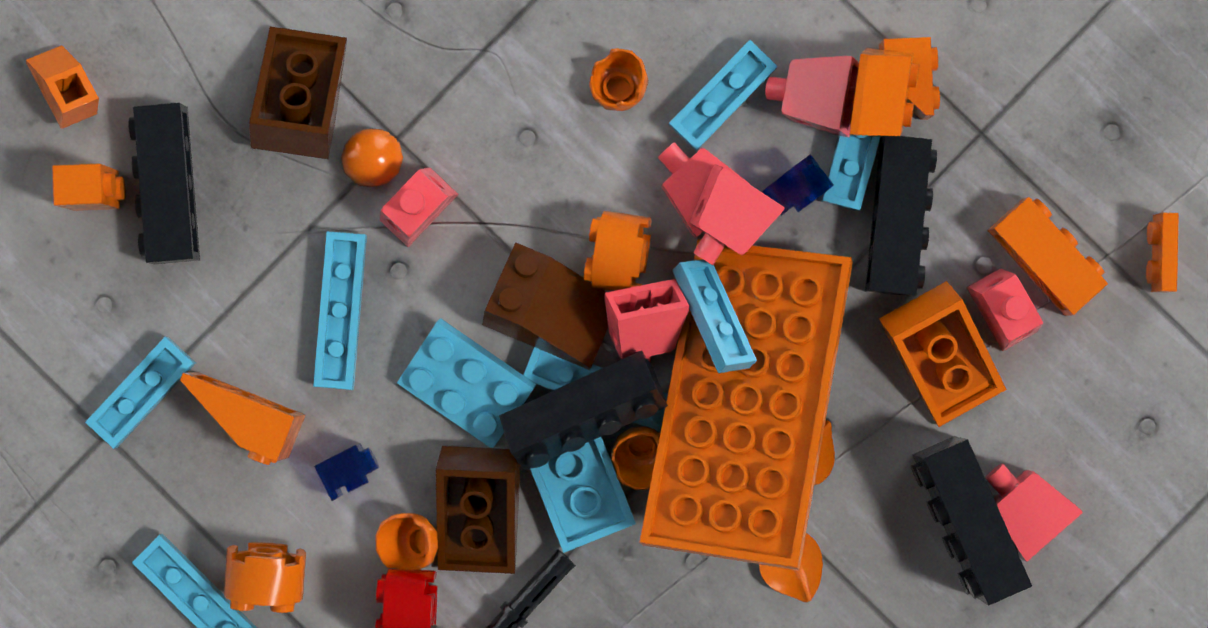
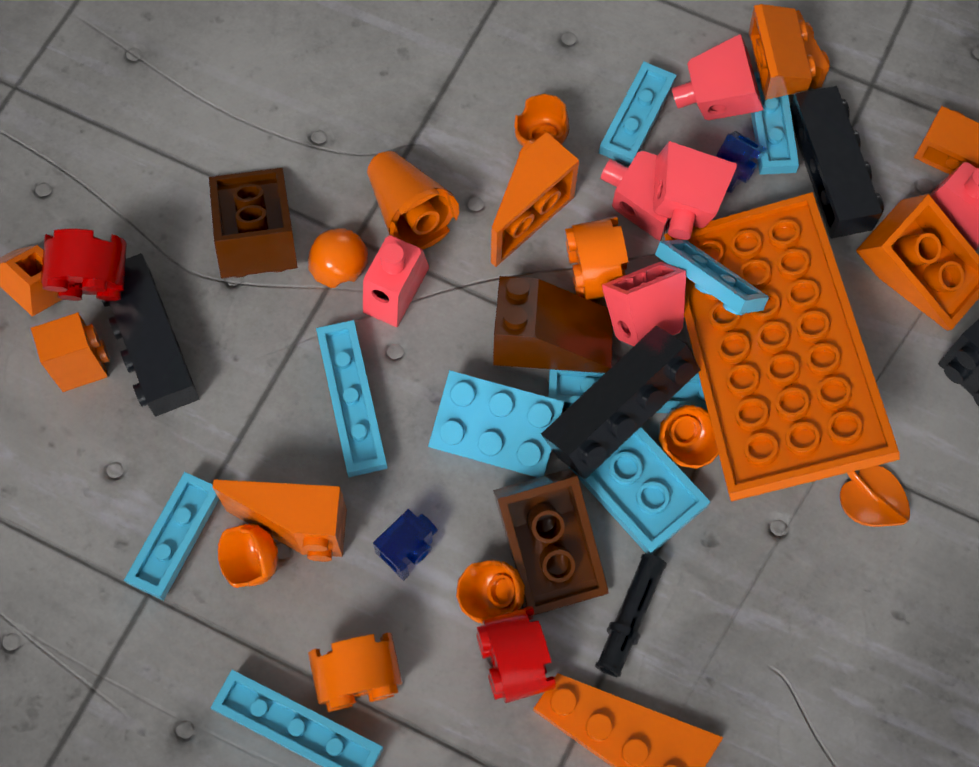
camera: 20 degrees left, 20 degrees down
(117, 113) = (83, 264): none -> red brick
(200, 437) = (247, 555): none -> orange hair
(456, 123) = (411, 201): none -> orange cone
(583, 157) = (536, 191): none -> orange slope

